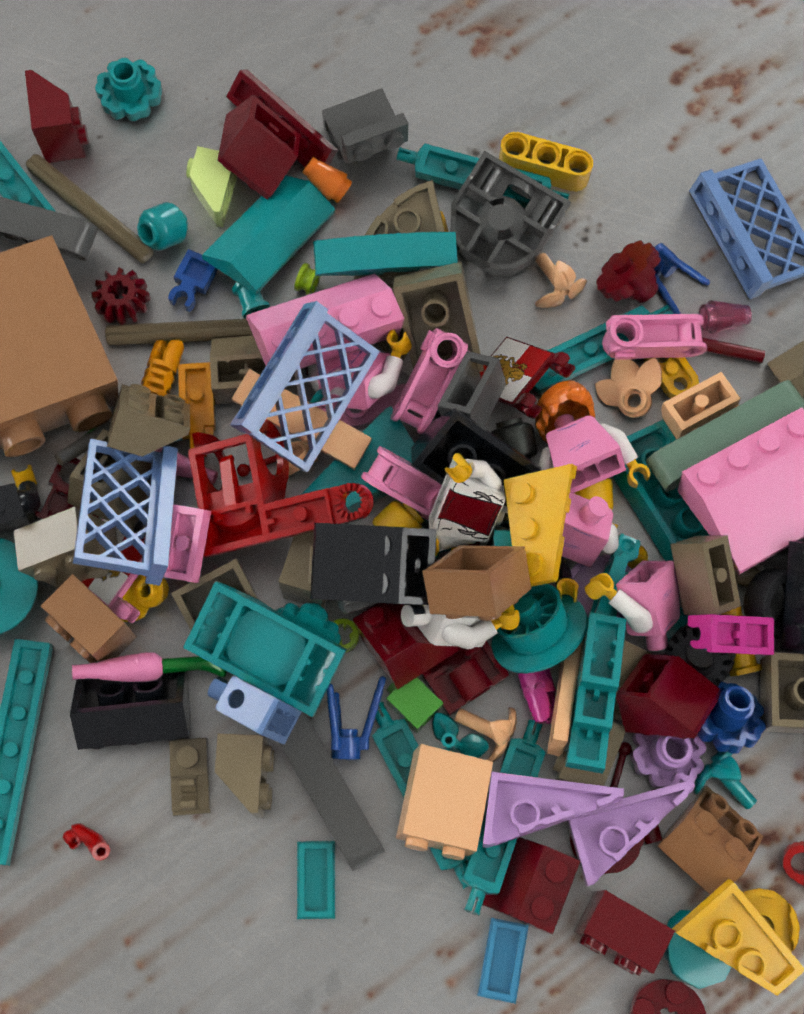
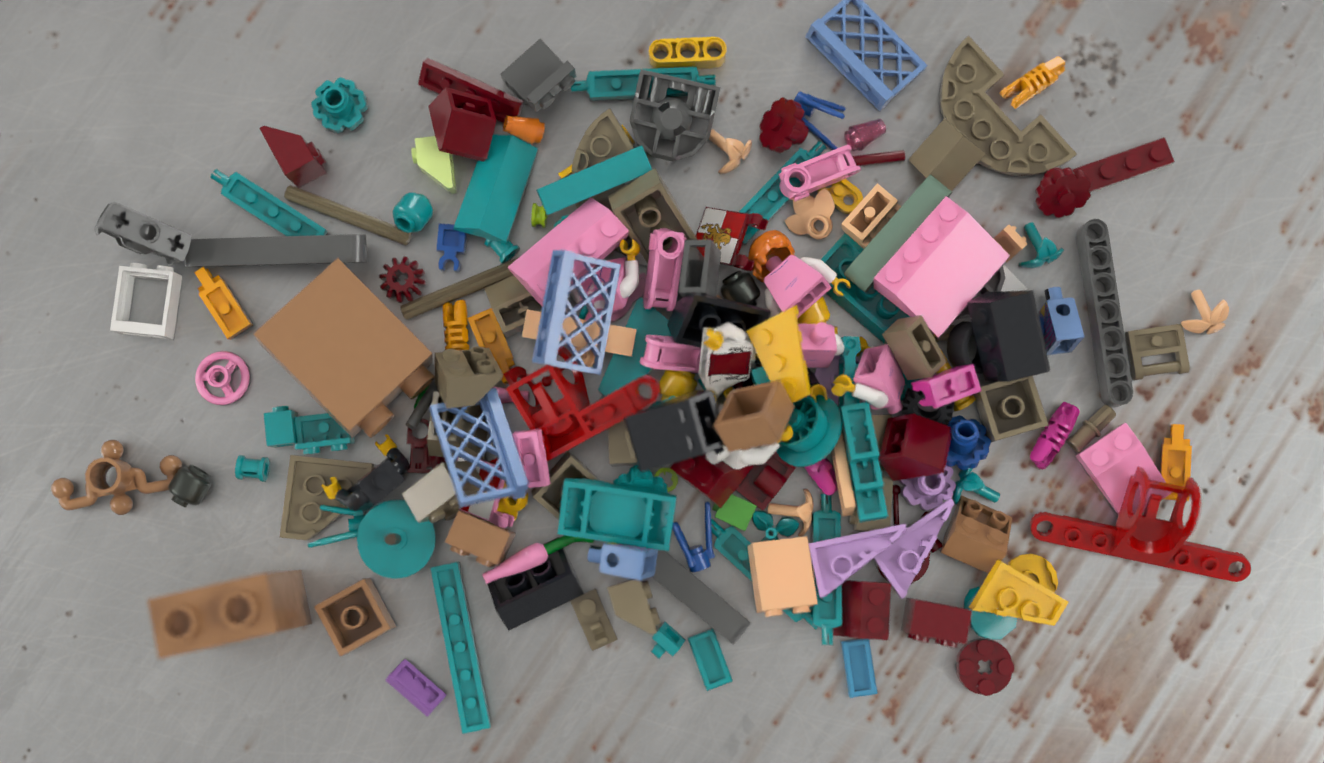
camera: 15 degrees left, 10 degrees up
(92, 840) = (543, 688): red arm -> none
(270, 835) = (667, 640): none -> teal tile

